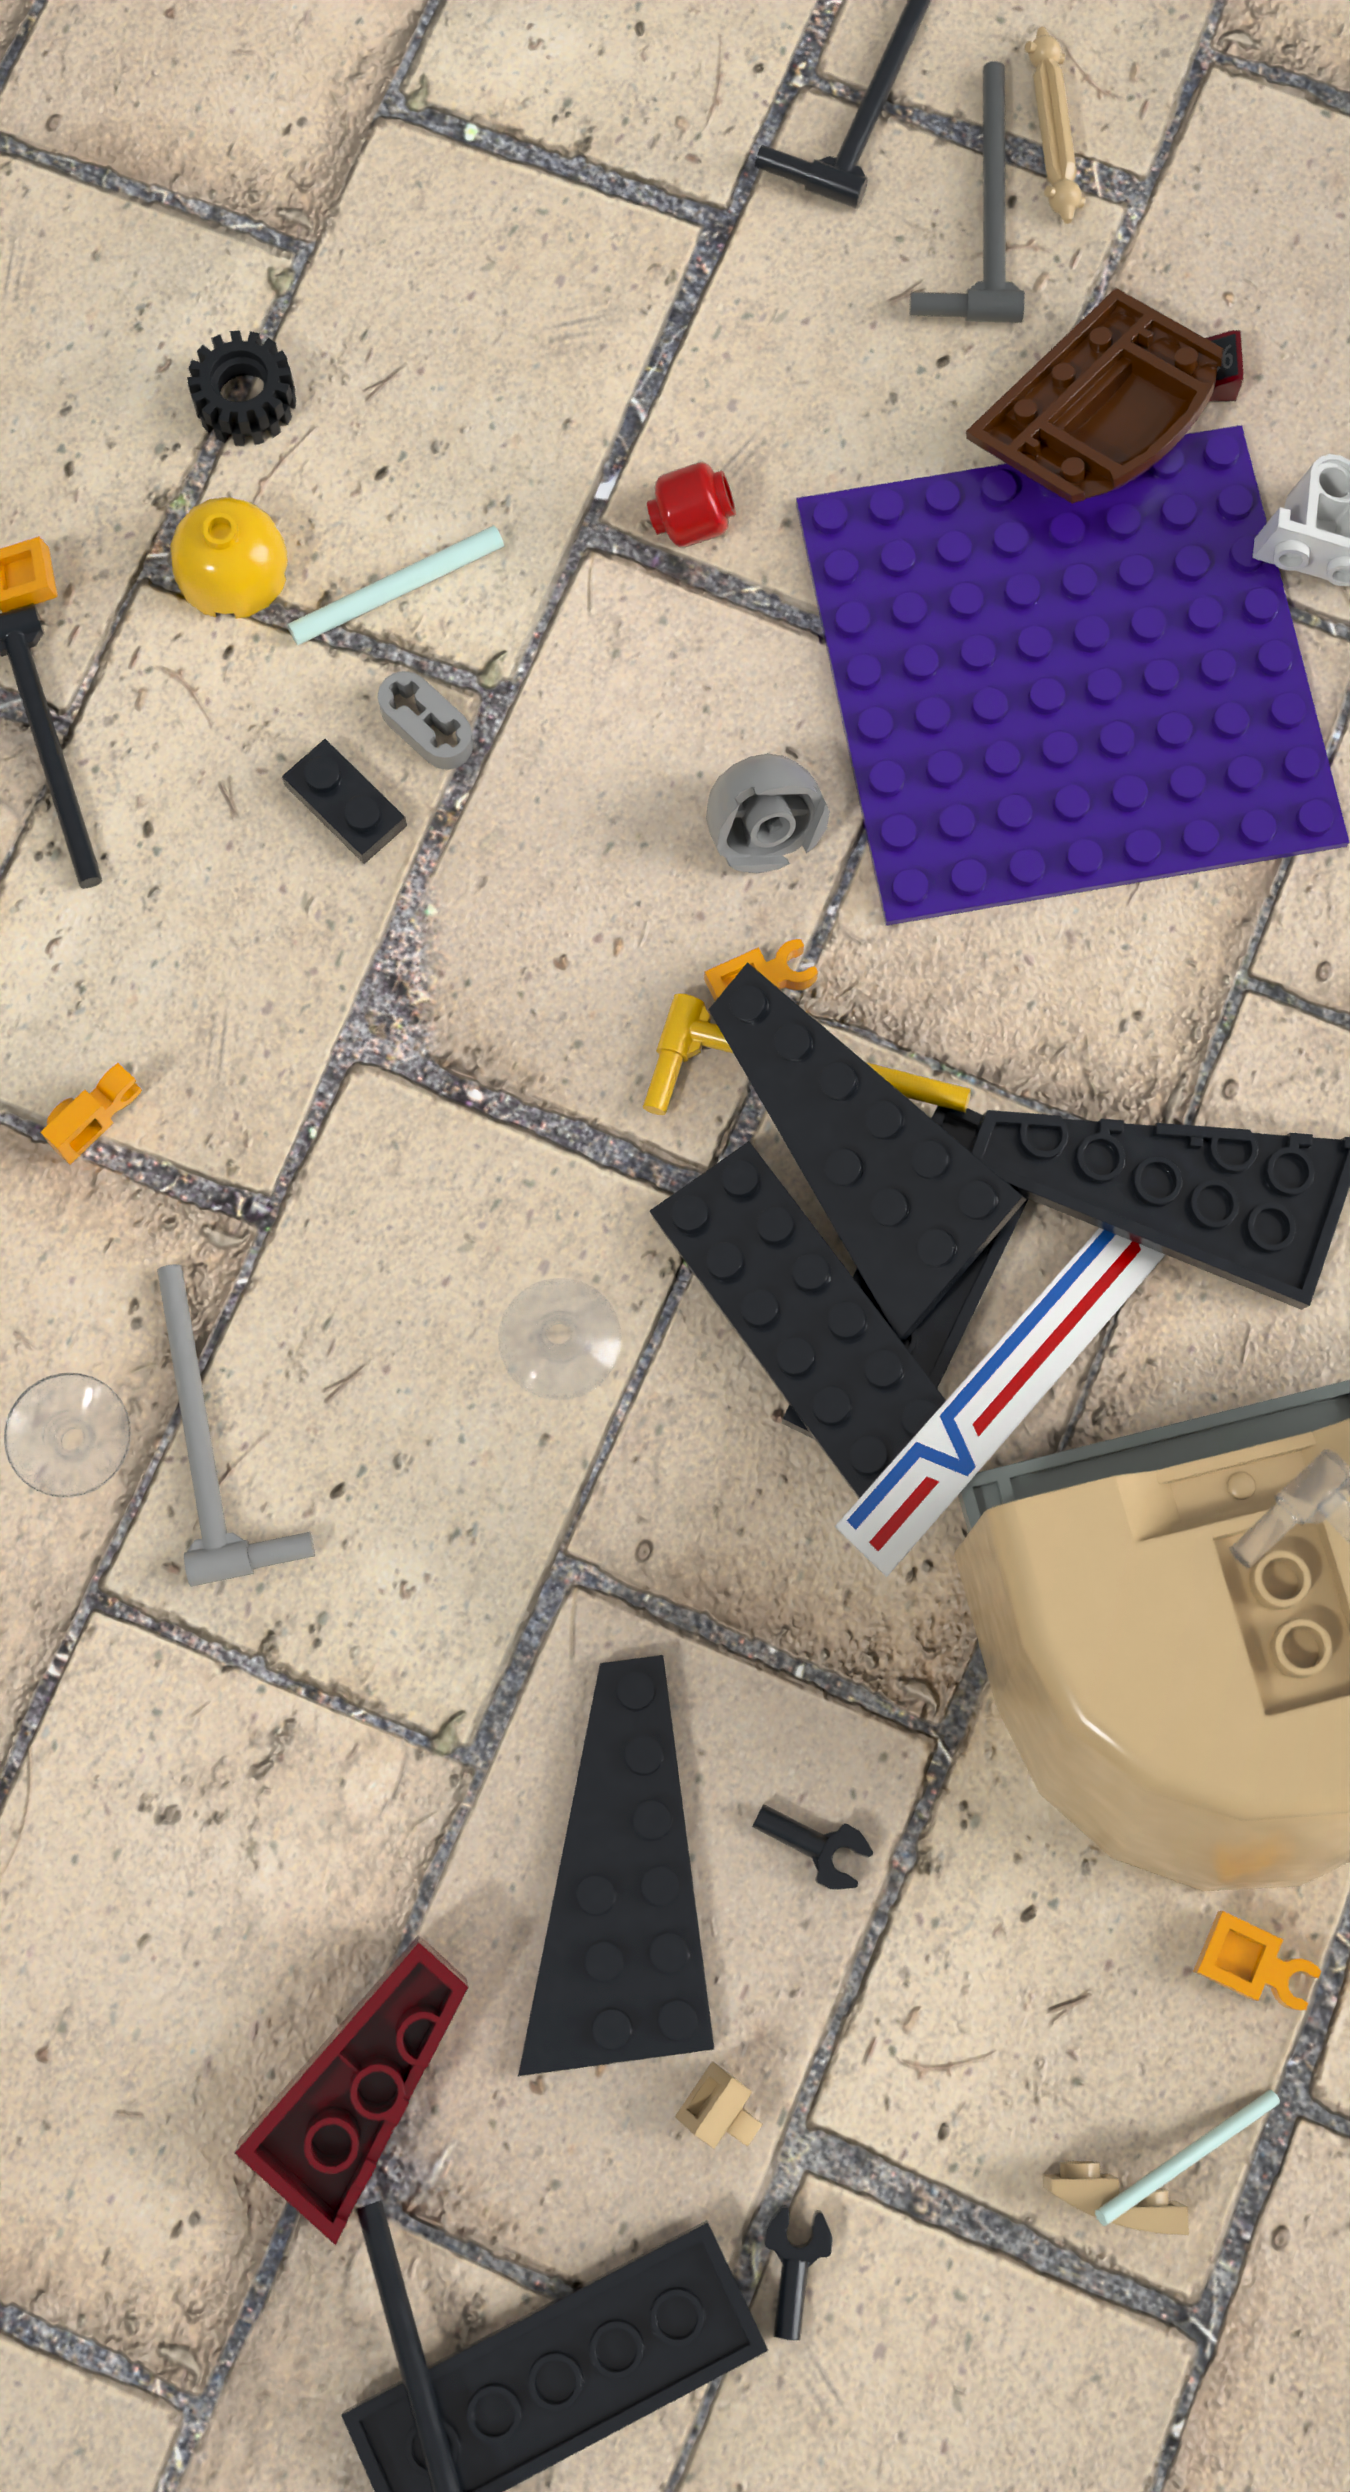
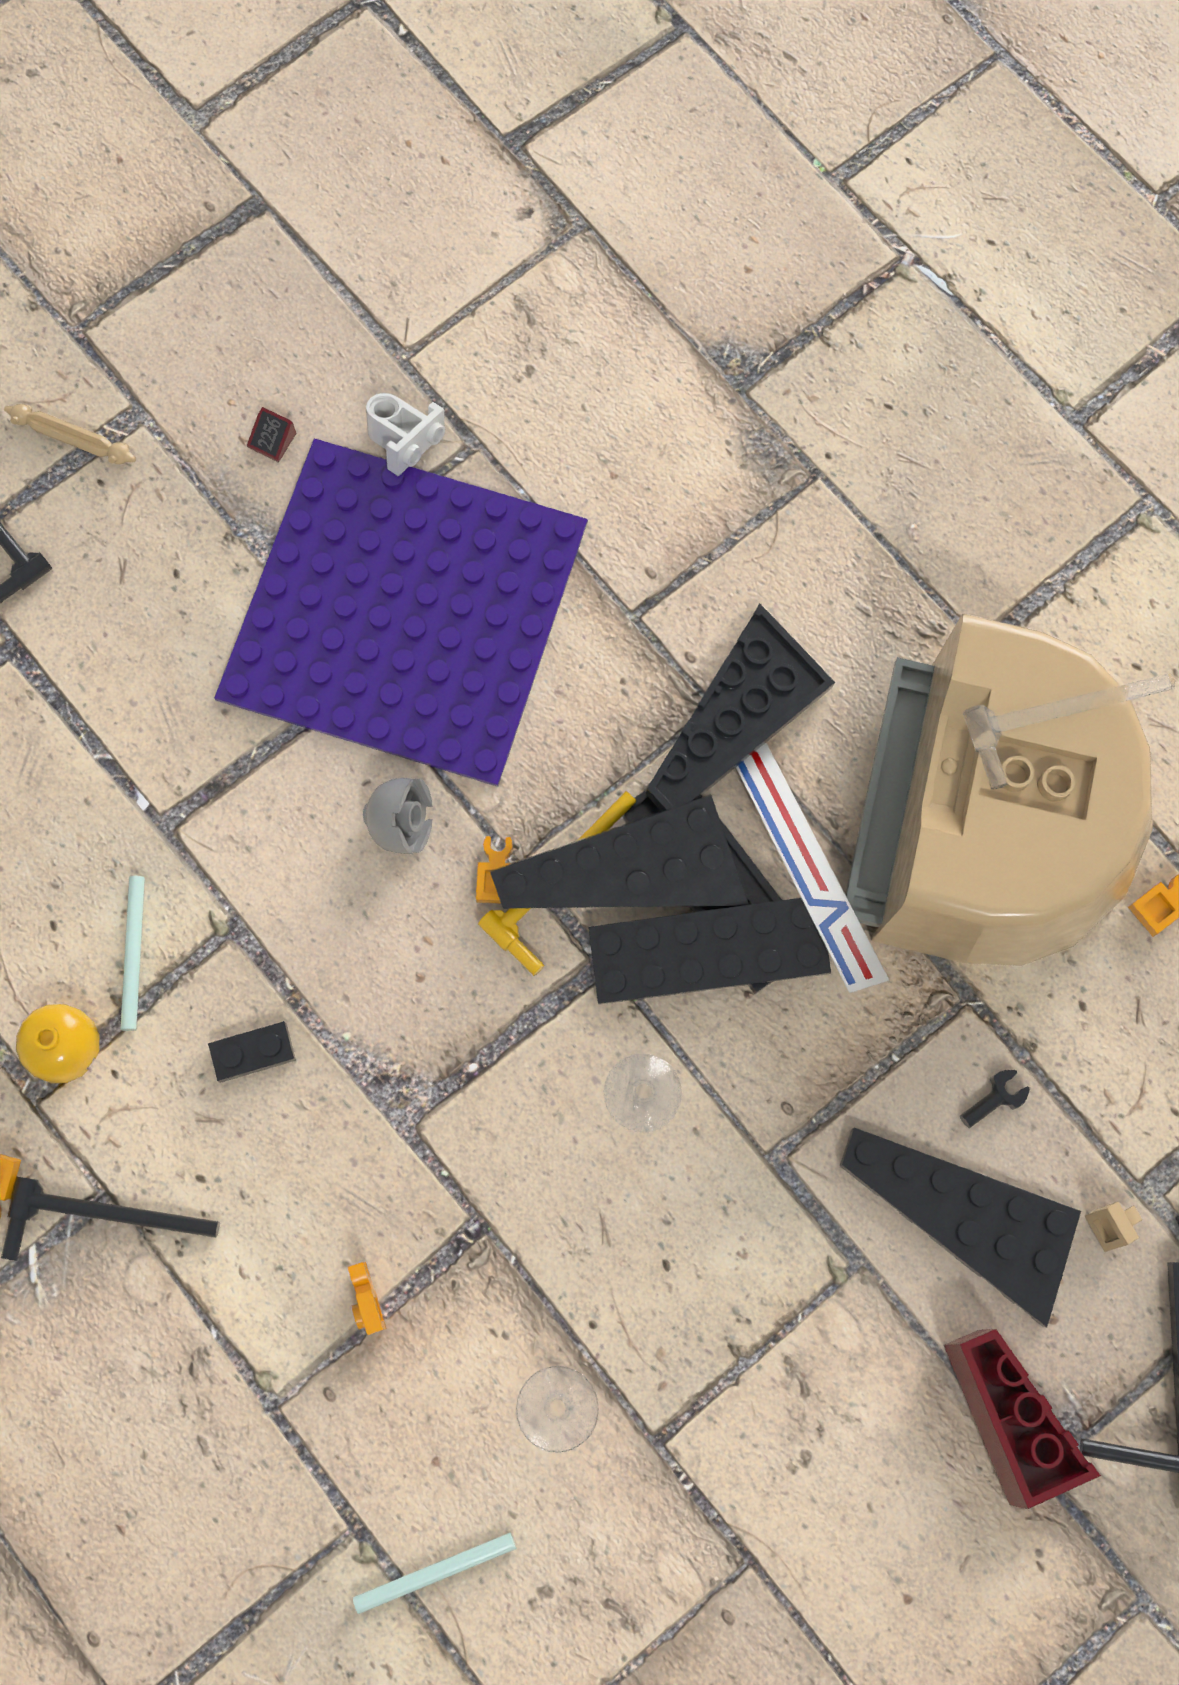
camera: 65 degrees left, 0 degrees up
(218, 1553) = (670, 1353): light grey bar -> none
(417, 729) = (232, 987): light grey beam -> none
(691, 504) = (186, 757): red head -> none
(993, 297) = (156, 525): dark grey bar -> none
(1103, 401) = (261, 501): reddish brown slope -> none

